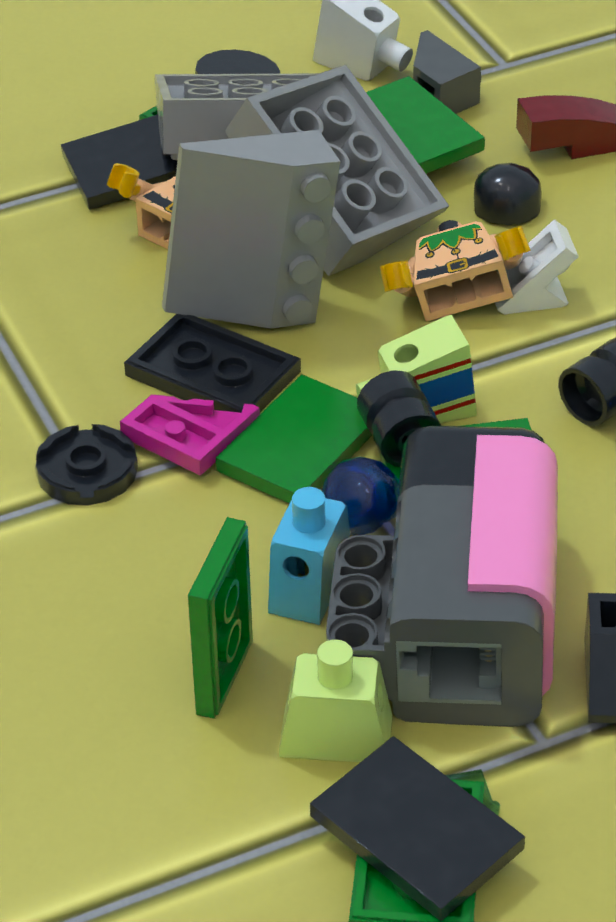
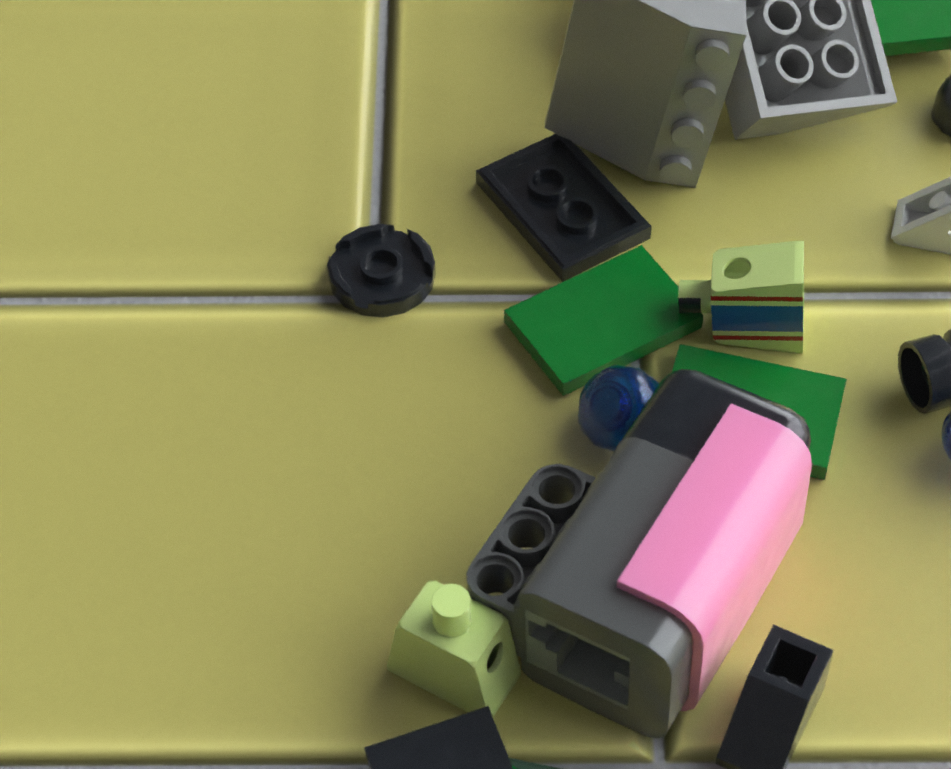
camera: 25 degrees right, 10 degrees up
(185, 430) = (493, 268): dark pink wing -> none
(220, 617) = (379, 504): green tile -> none
(309, 535) = (516, 447): medium azure torso -> none
(393, 410) = (700, 331): black wheel -> none
(457, 268) = (859, 179): light nougat torso -> none

